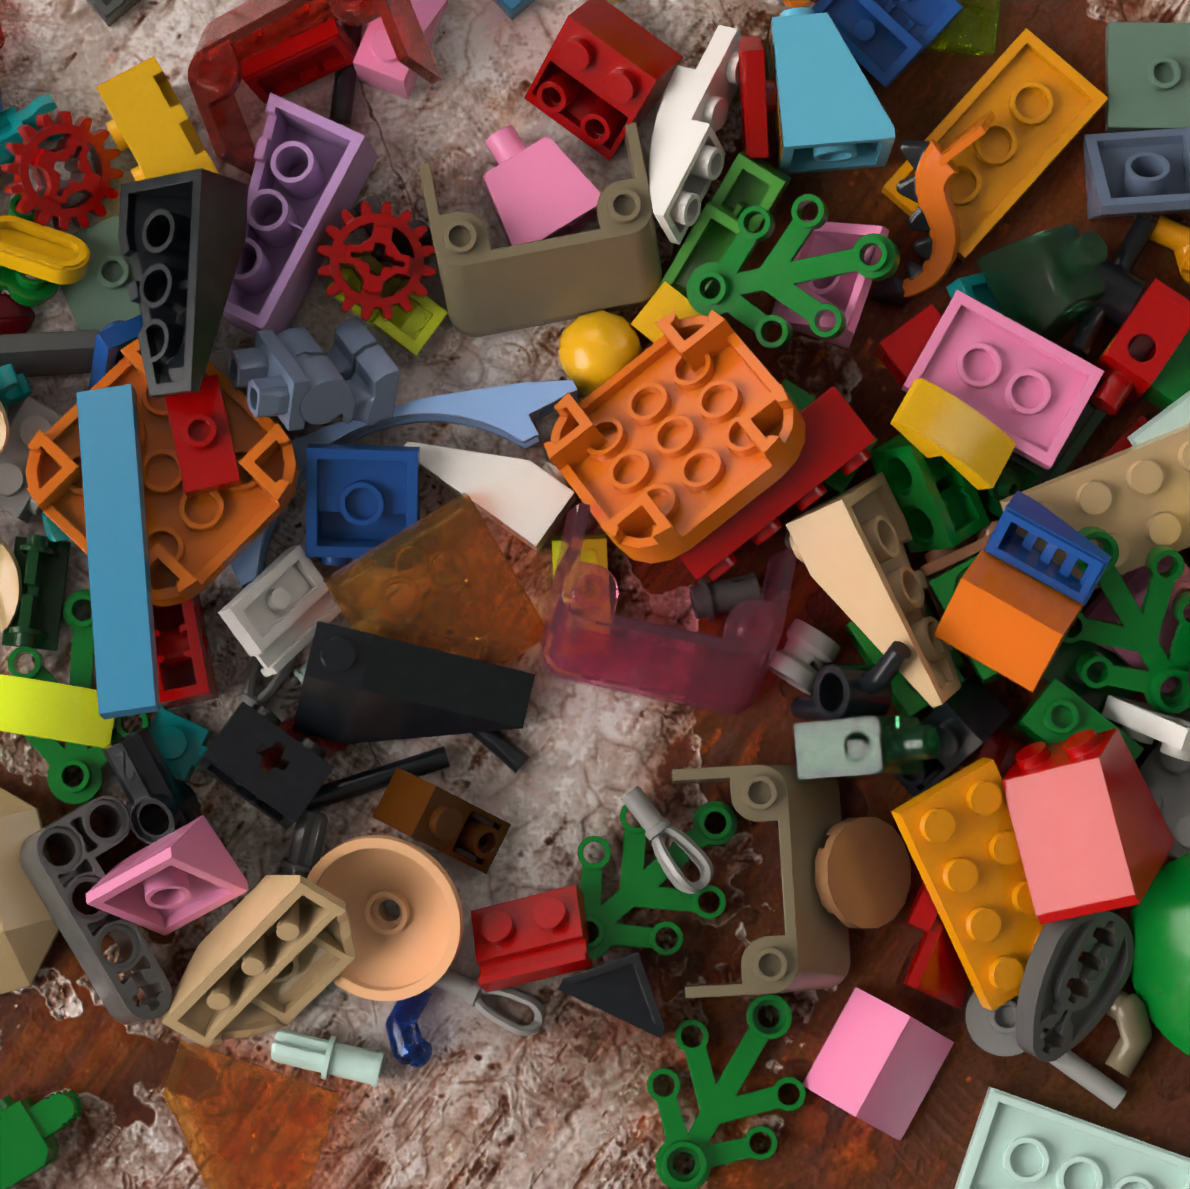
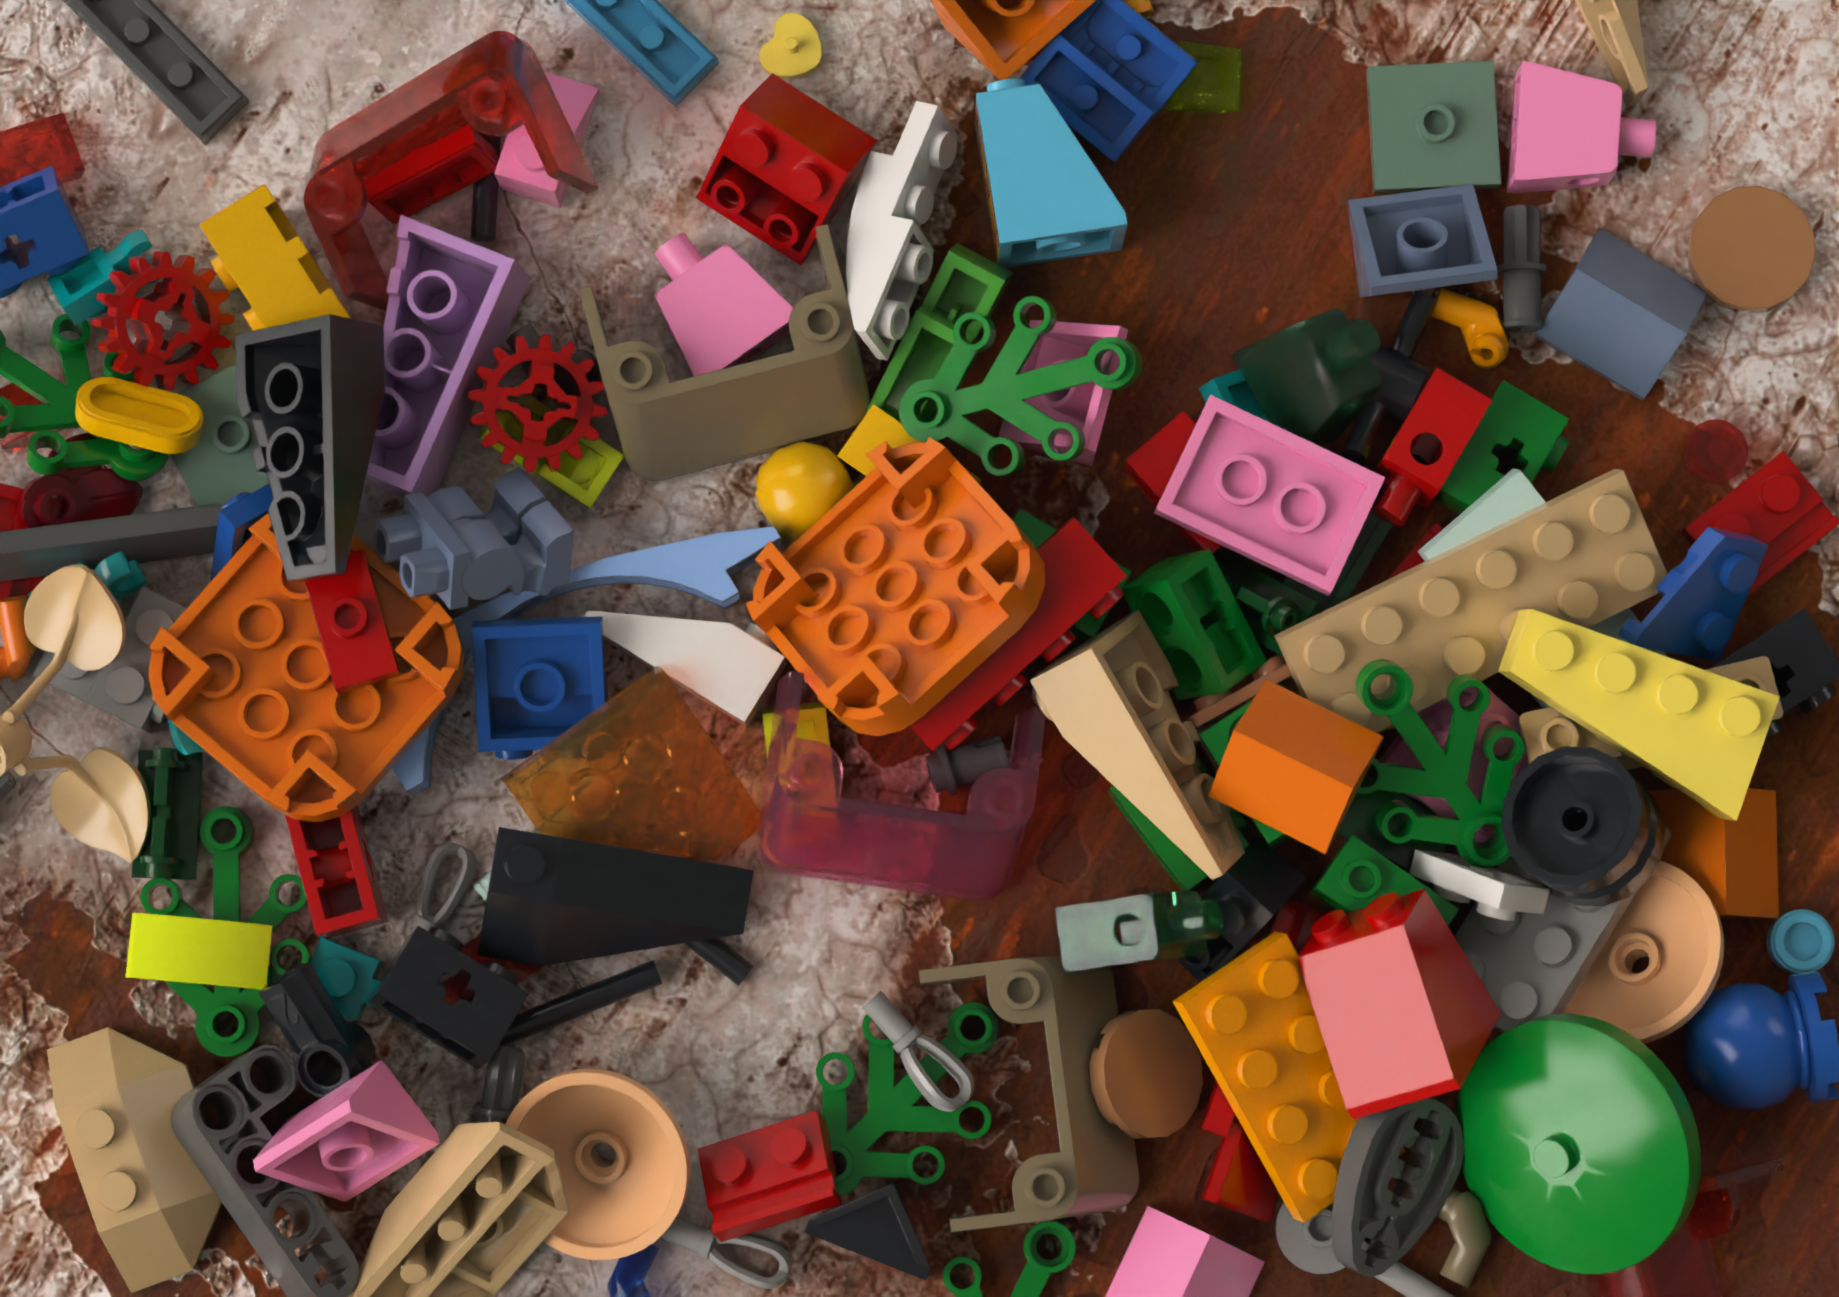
camera: 10 degrees left, 0 degrees up
(118, 552) = (263, 763): dark azure tile -> none
(280, 610) = (454, 816): white plate -> none
(441, 820) = (656, 1046): reddish brown slope -> none
(756, 96) = (965, 183): red plate -> none
(803, 656) = (1062, 828): light grey wheel -> none
(853, 689) = (1120, 863): black piece -> none
(934, 215) = (1180, 303): orange piece -> none
(952, 429) = (1215, 558): yellow slope -> none
(1022, 554) = (1303, 696): blue slope -> none
(1038, 113) = (1245, 218): light orange plate -> none

